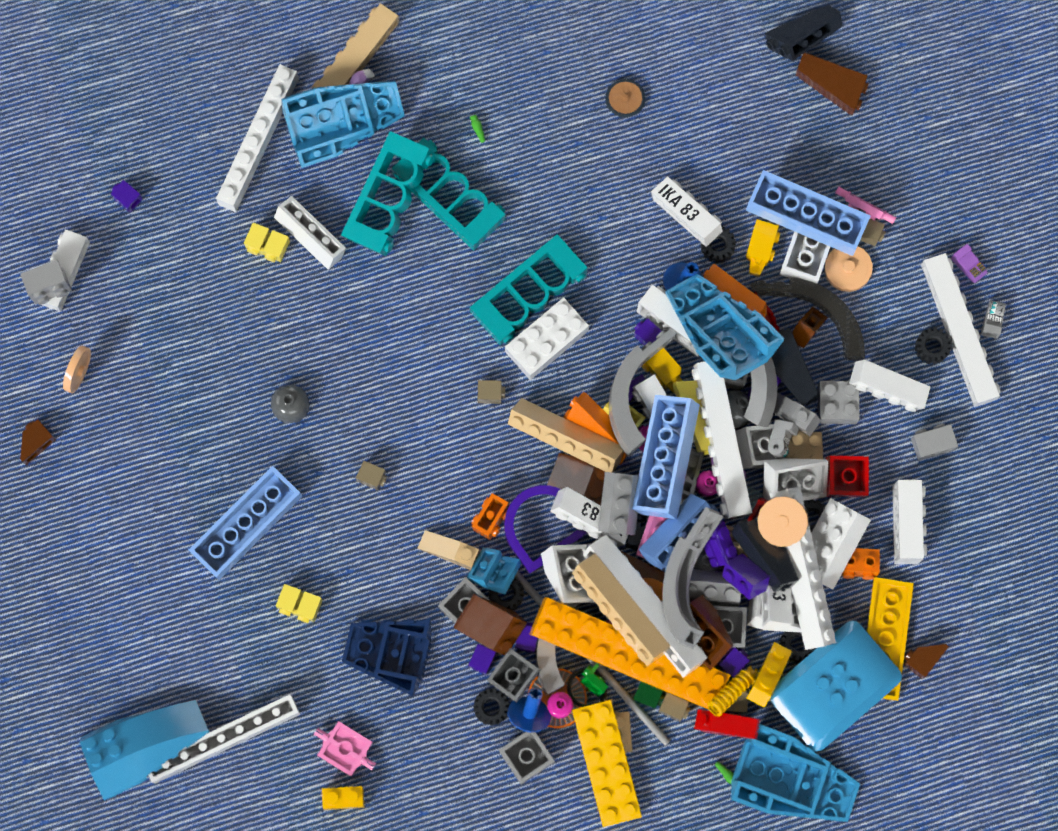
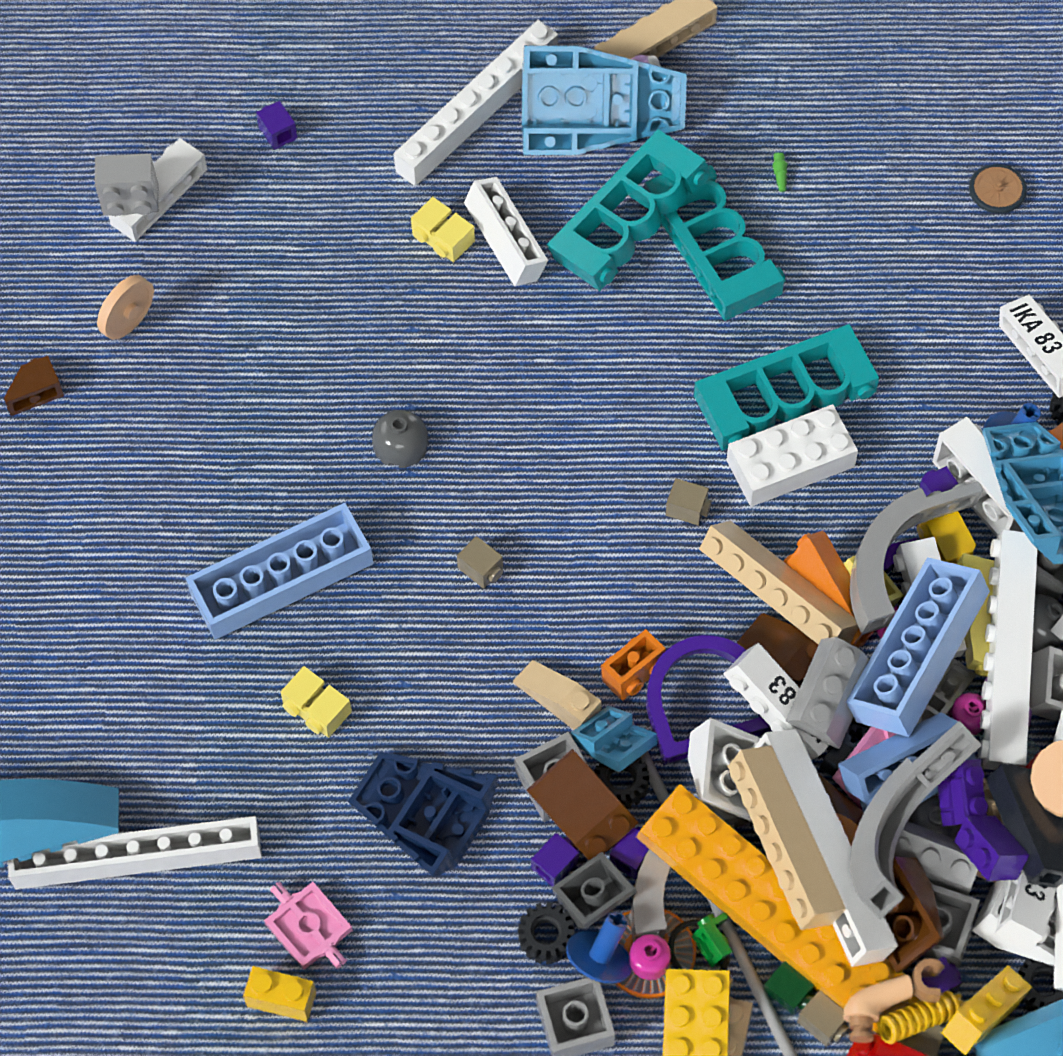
camera: 20 degrees right, 15 degrees down
(700, 695) = (868, 1003): none -> piece

